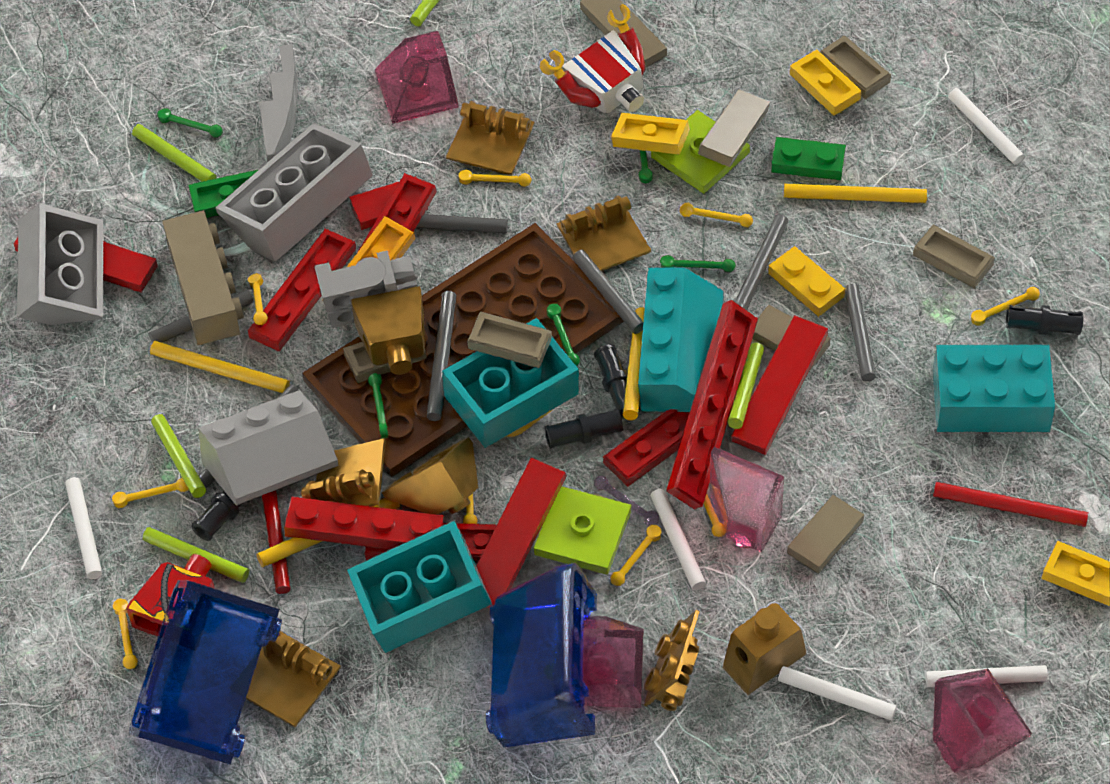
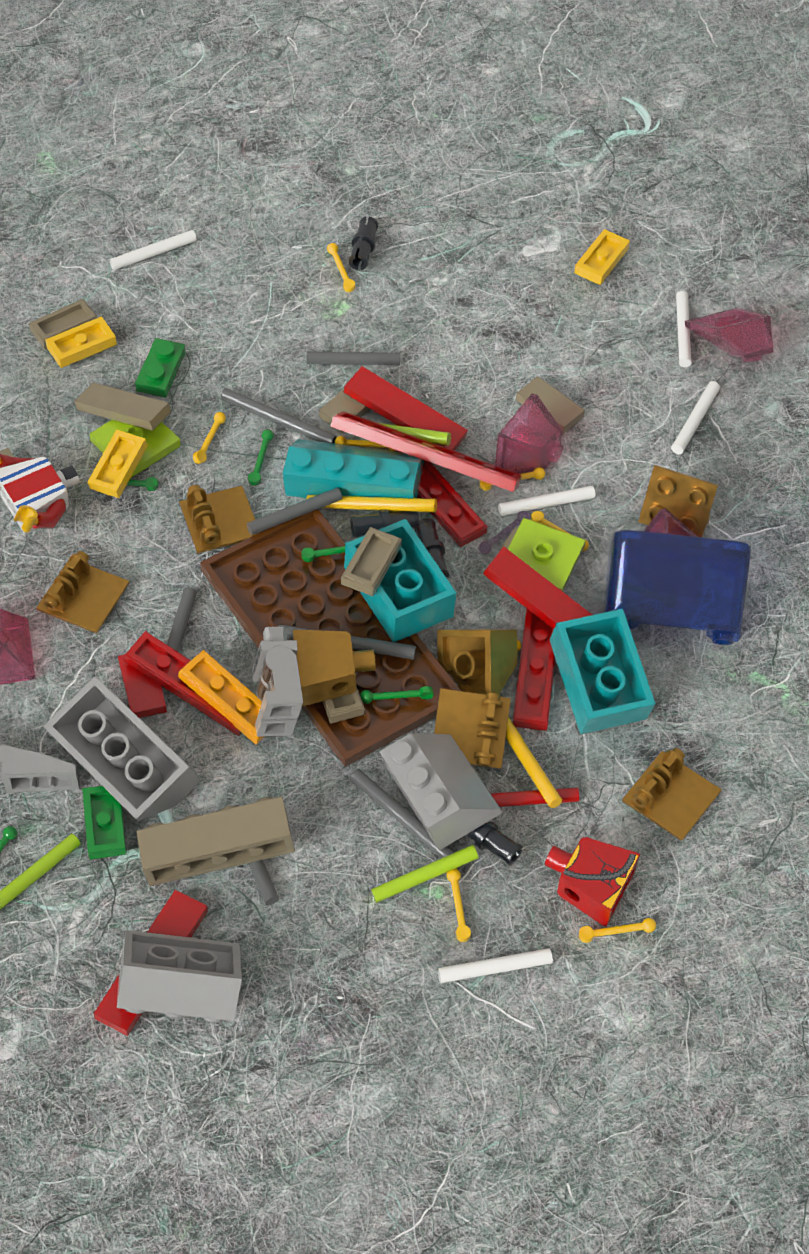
camera: 90 degrees left, 0 degrees up
(185, 551) = (533, 867): lime bar -> none
(203, 671) = (684, 856): clear blue windscreen -> none
(219, 367) = (317, 840): yellow bar -> none
(255, 282) = (215, 804): yellow hinge -> none
(300, 290) = (231, 761): red tile -> none
(356, 523) = (527, 716): red plate -> none
(467, 177) = (121, 620): yellow hinge -> none
(767, 643) = (665, 442): pearl gold torso -> none
(806, 281) = (294, 385): yellow plate -> none
(855, 193) = (205, 343): yellow bar -> none
(953, 256) = (285, 290): dark tan tile -> none
(993, 388) = (429, 279): teal brick -> none
(1010, 504) = (531, 293): red bar -> none

